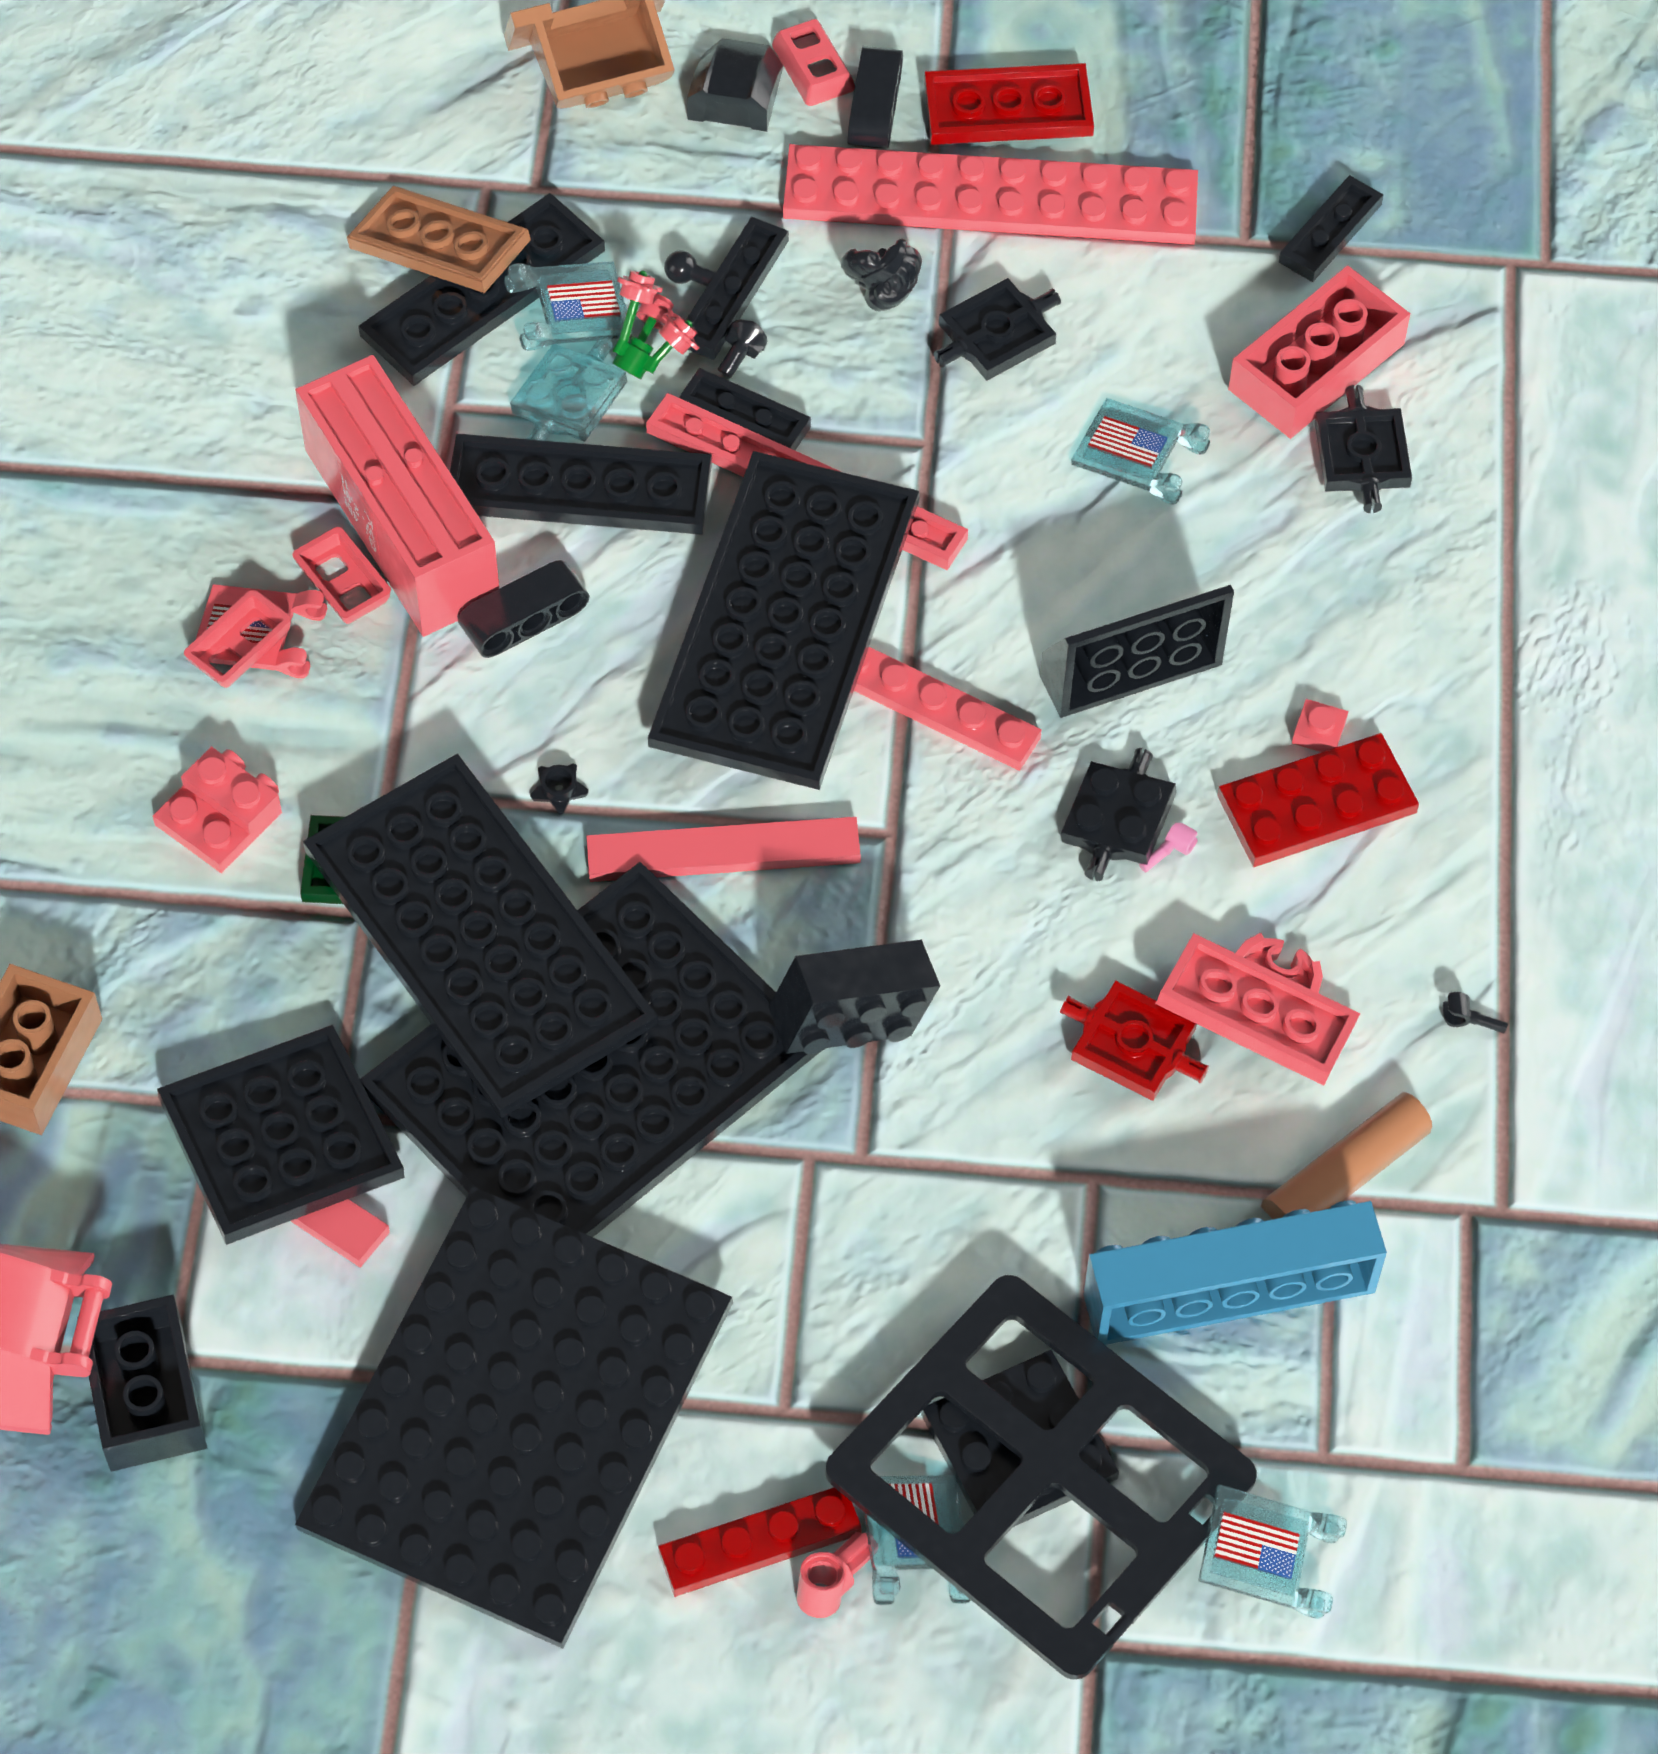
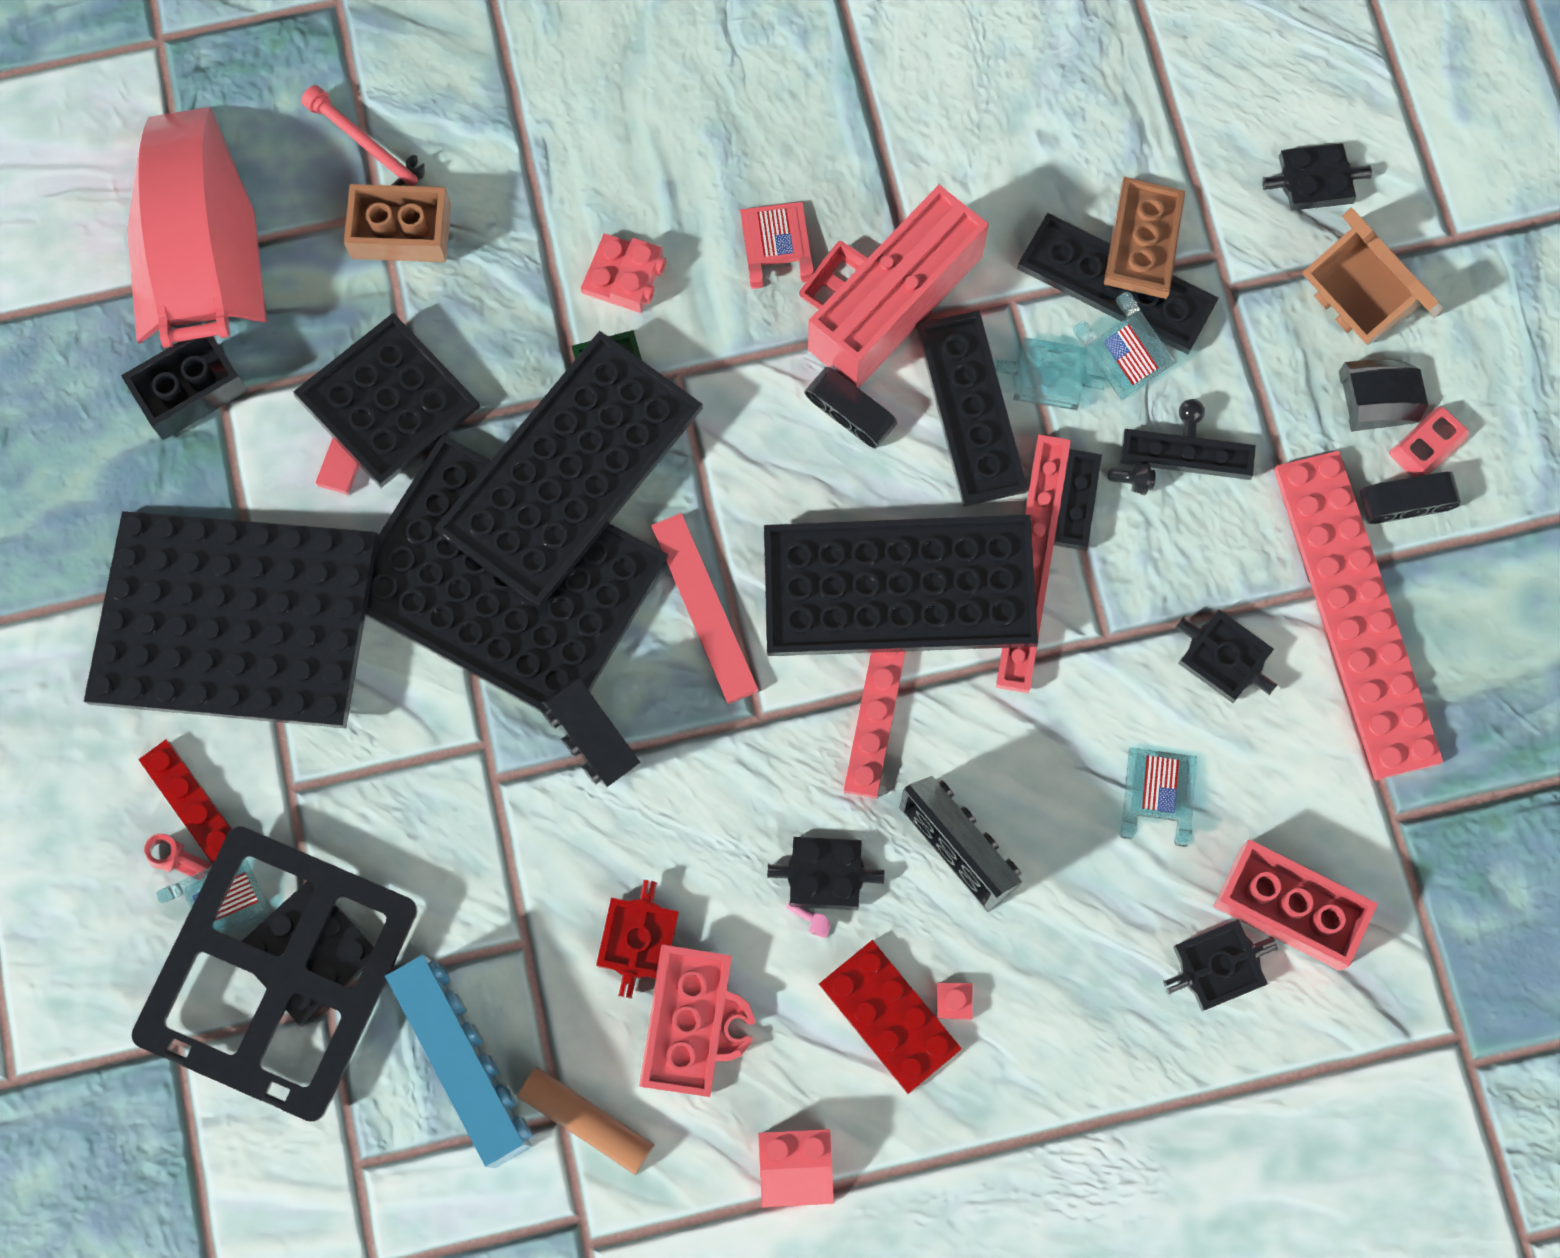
camera: 75 degrees right, 15 degrees up
(226, 634) = (760, 224): coral piece -> none
(435, 56) = (1317, 177): none -> black plate
(555, 776) = (720, 473): black plate -> none
(655, 313) = (1095, 406): plant -> none
(884, 274) = (1239, 559): black hair -> none
(1008, 103) = (1448, 599): red plate -> none
(1261, 1549) = (261, 1139): clear light blue flag -> none
(1331, 228) = (1428, 882): black plate -> none
(1458, 1014) = (740, 1169): black hand -> none
(1473, 944) = (796, 1168): none -> coral slope

